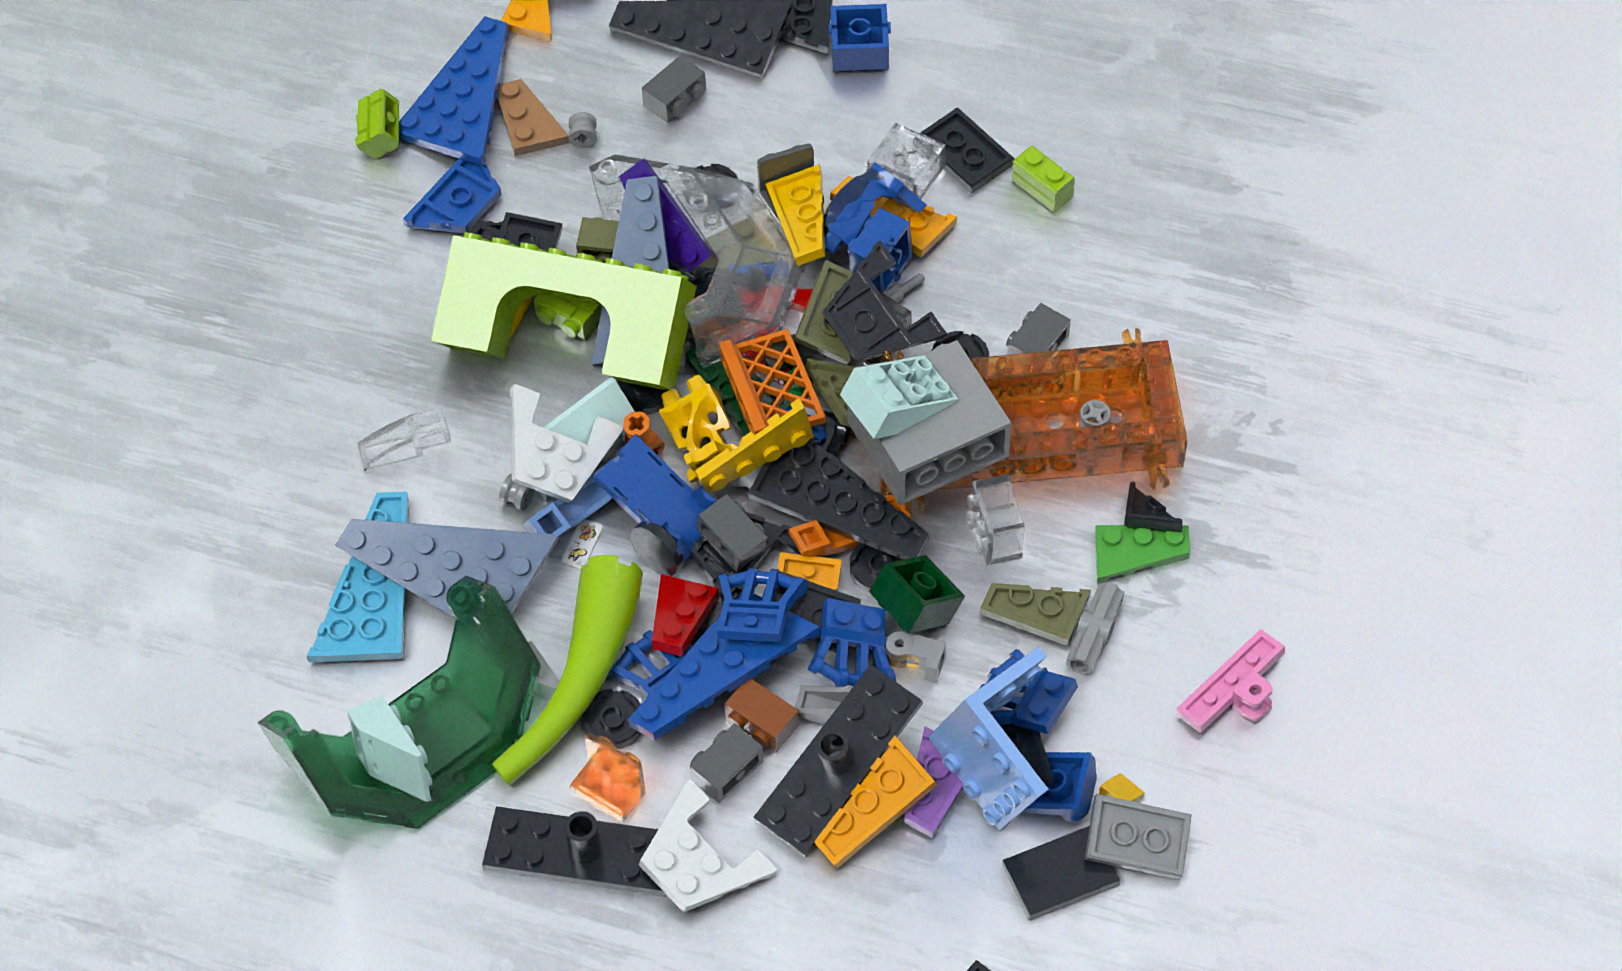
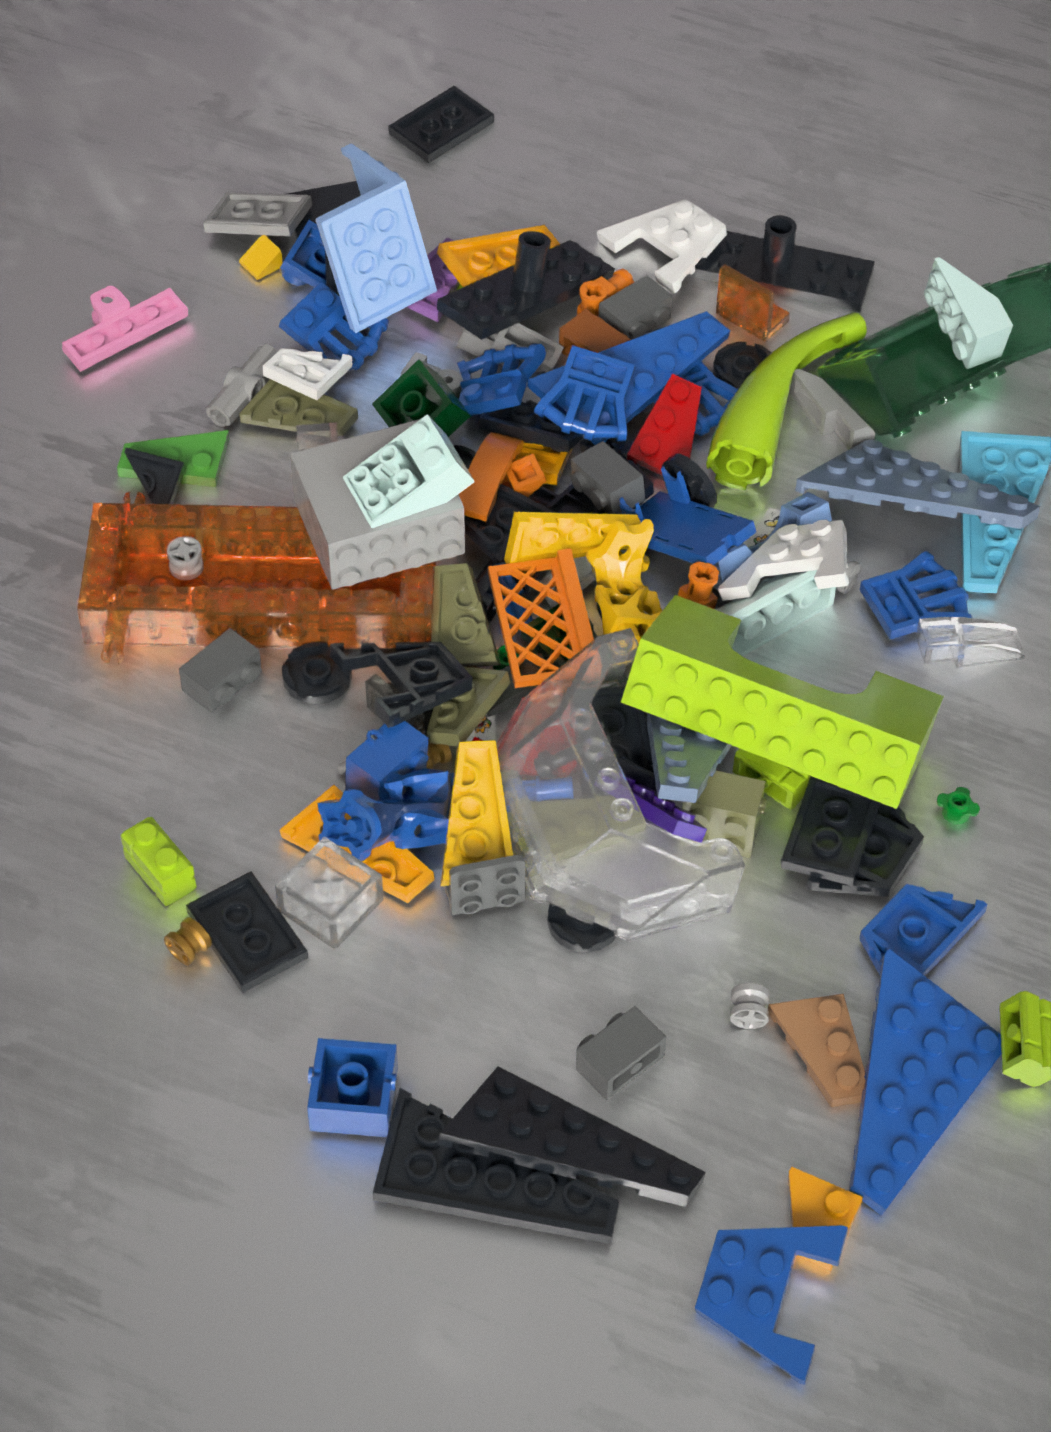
camera: 175 degrees left, 5 degrees down
(425, 307) = (955, 813): none -> green plate
(464, 465) = (897, 600): none -> blue plate
(761, 779) = (600, 289): none -> orange connector
(839, 530) = (488, 472): none -> orange slope
(1004, 128) = (187, 941): none -> pearl gold wheel
(1034, 627) = (306, 371): none -> white wing

